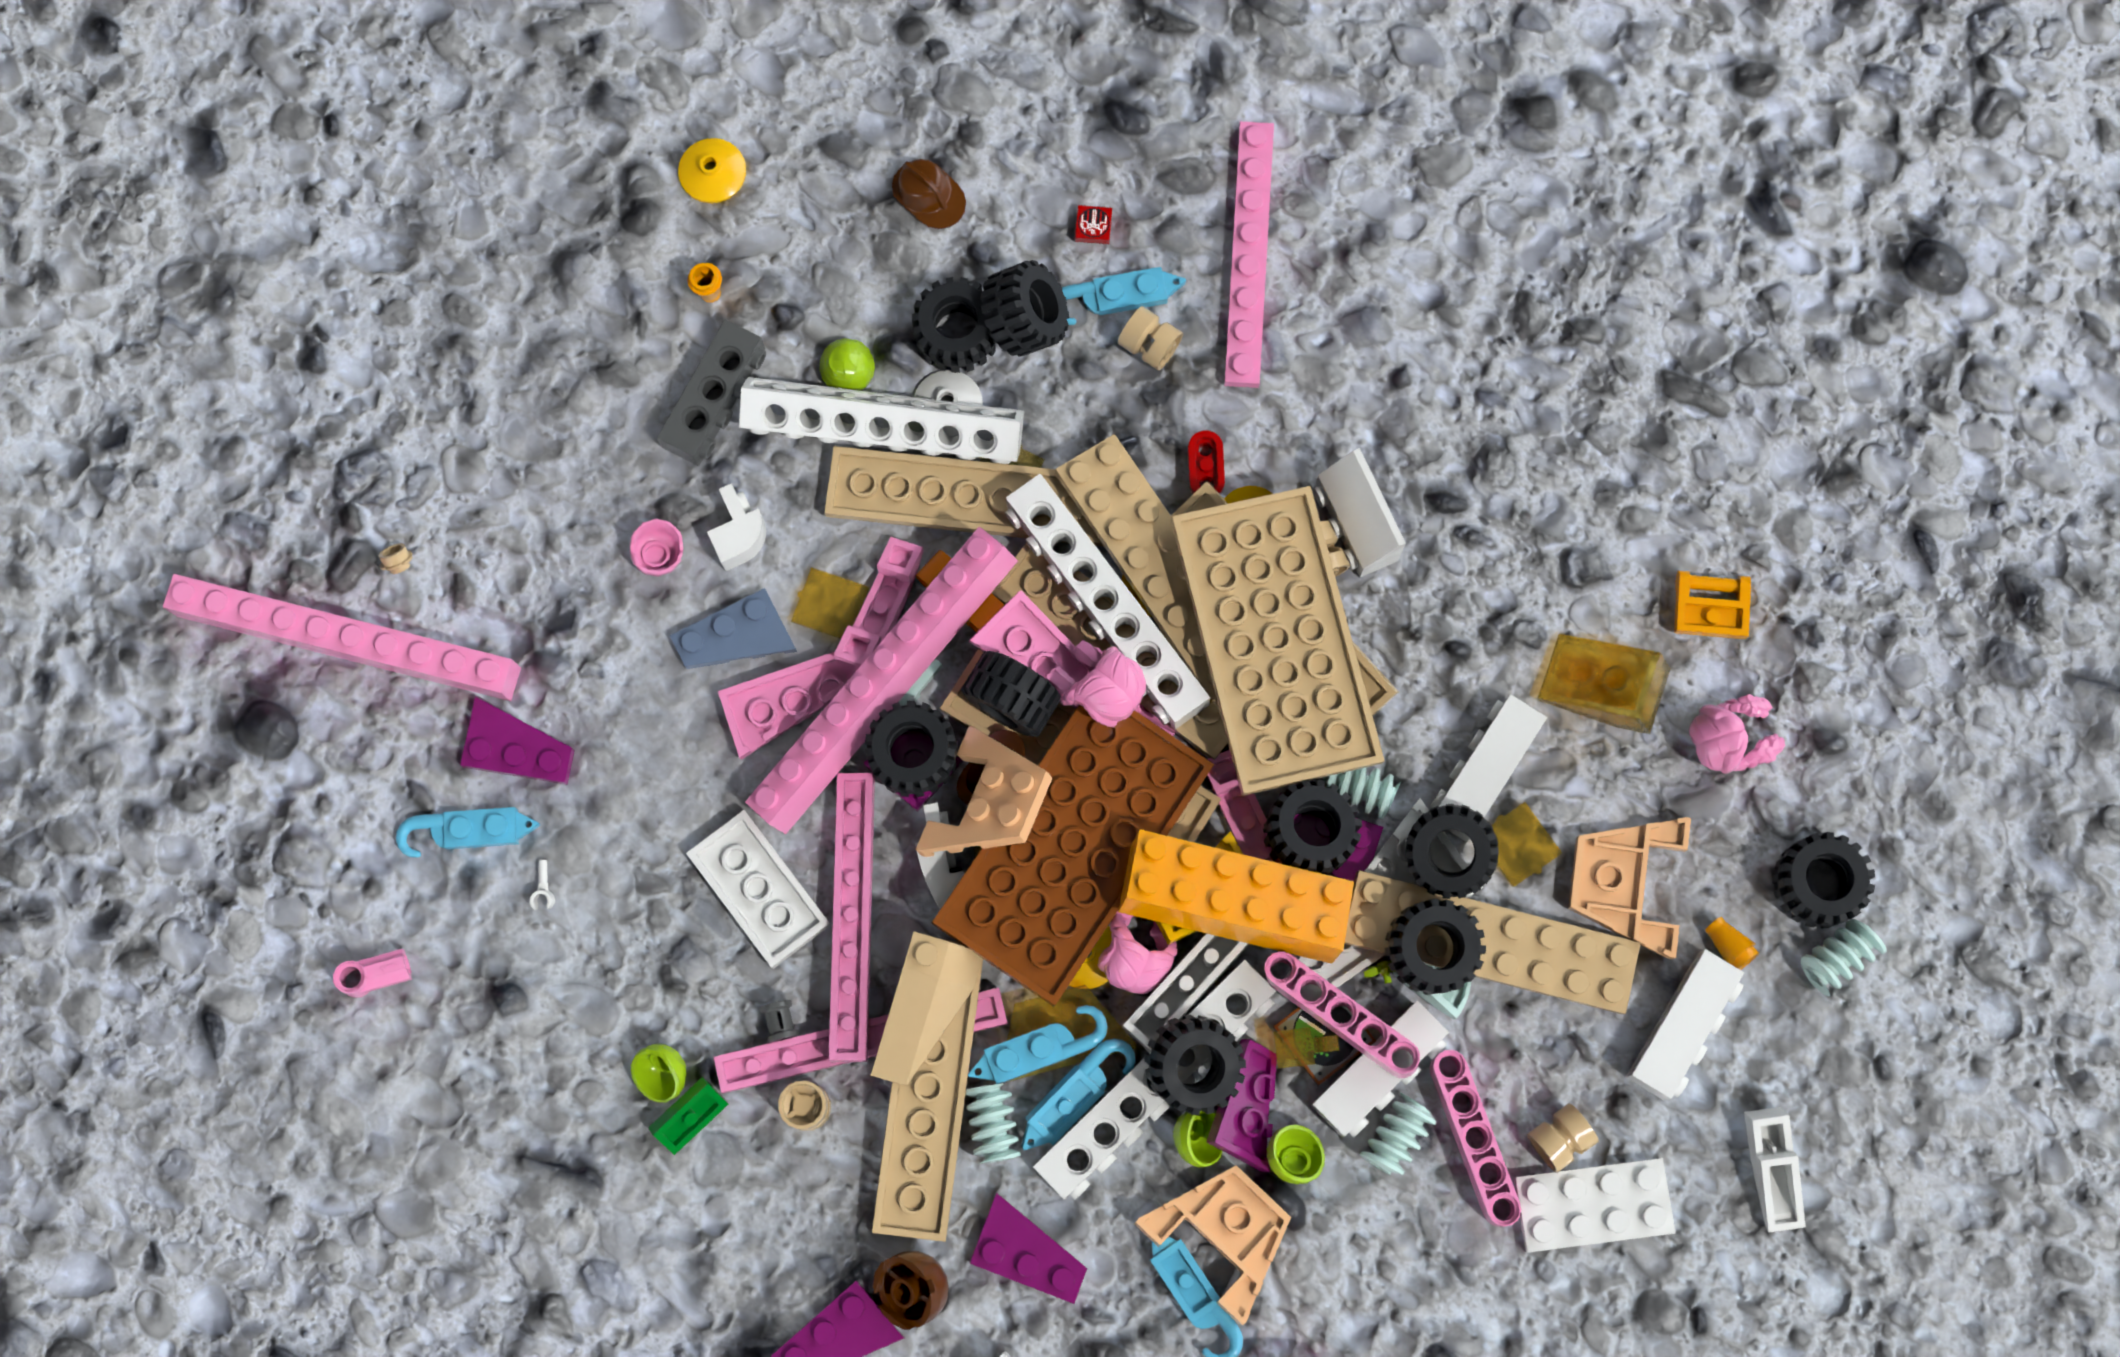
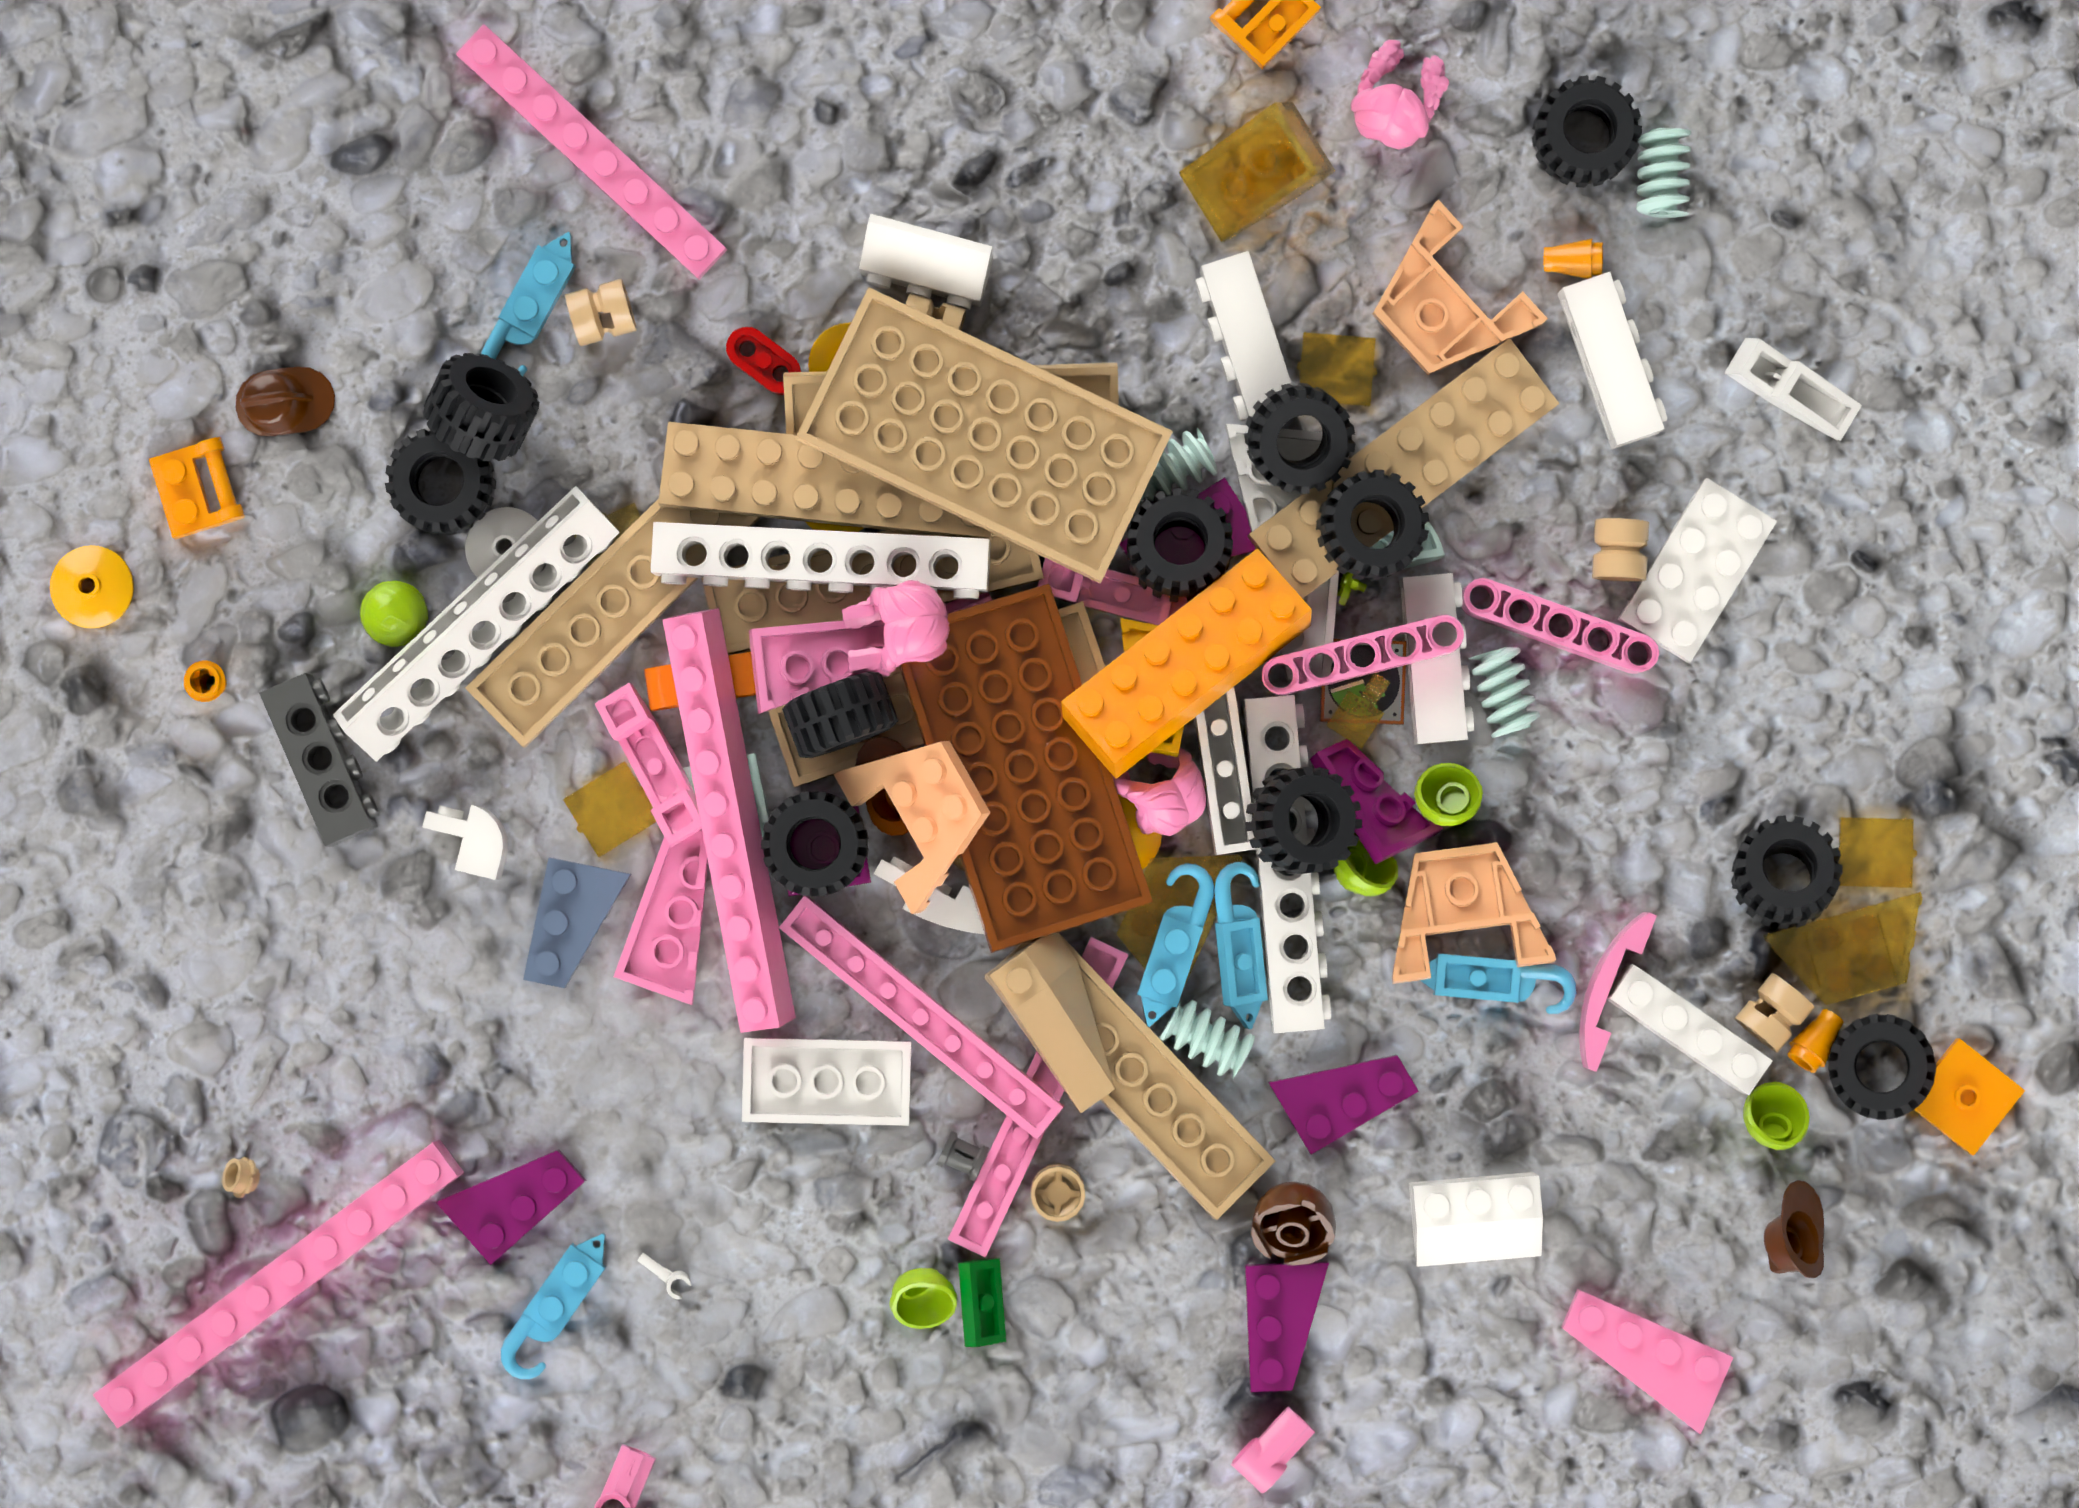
camera: 55 degrees left, 10 degrees up
(656, 547) = (430, 927): bright pink hair -> none
(819, 177) = (184, 493): none -> light orange plate
(1093, 224) = (444, 273): red tile -> none

